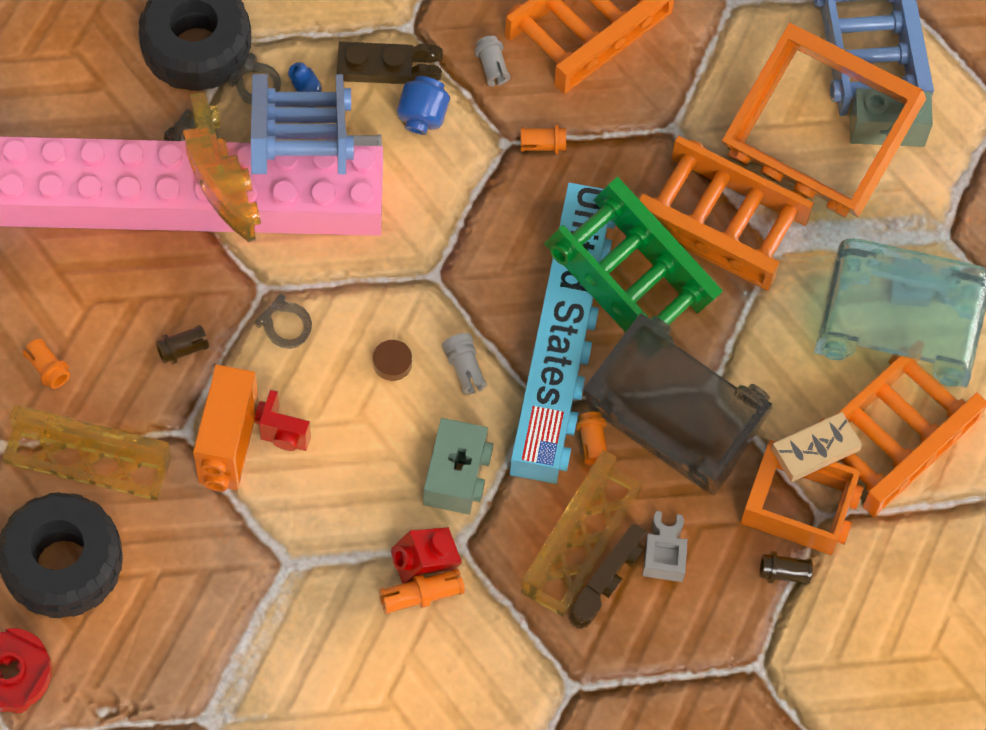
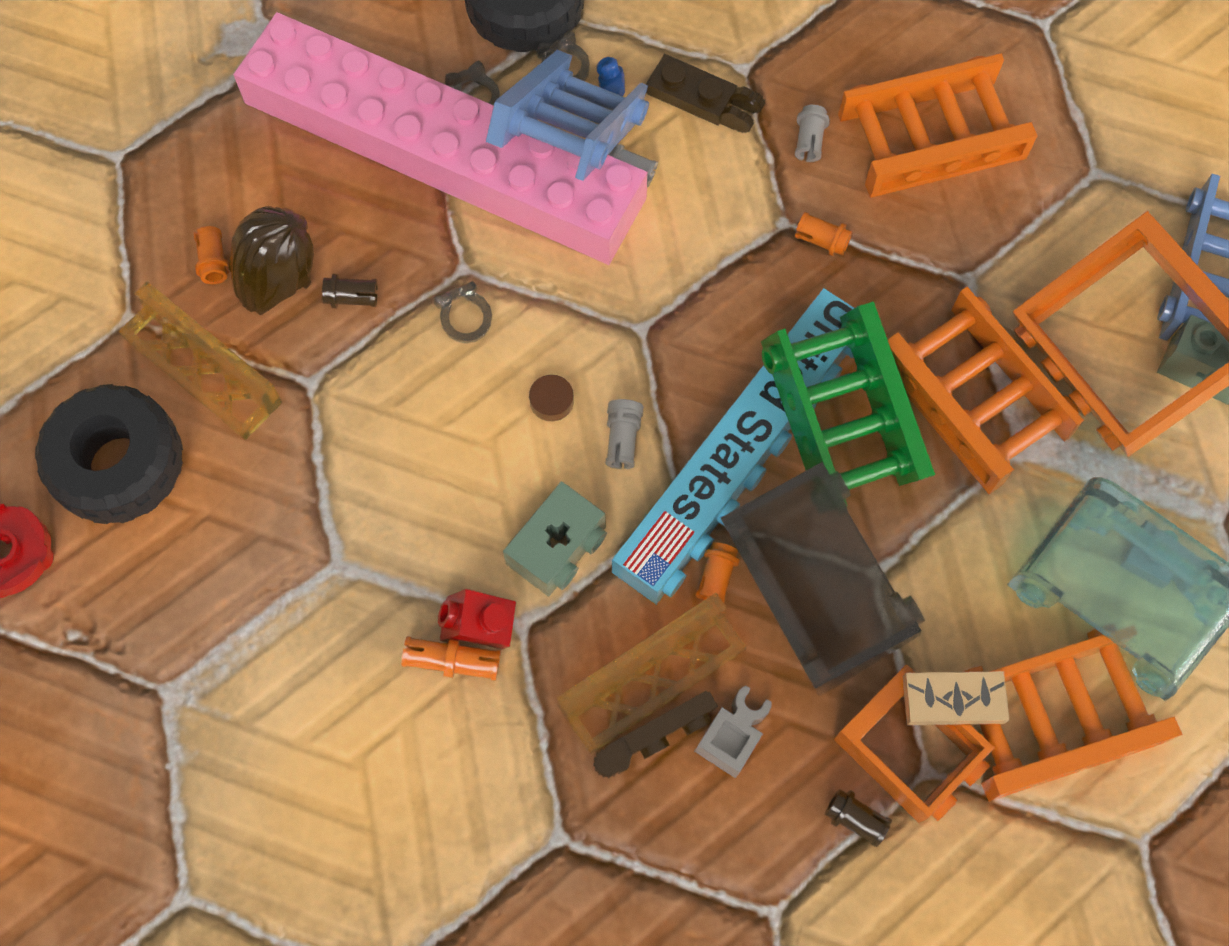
camera: 30 degrees right, 5 degrees up
(106, 344) = (270, 258): none -> dark brown hair
(217, 173) = (460, 123): clear yellow slope -> none
(226, 428) = (336, 395): orange window -> none
(283, 430) = (400, 424): red bracket -> none
(423, 105) = (715, 148): blue head -> none

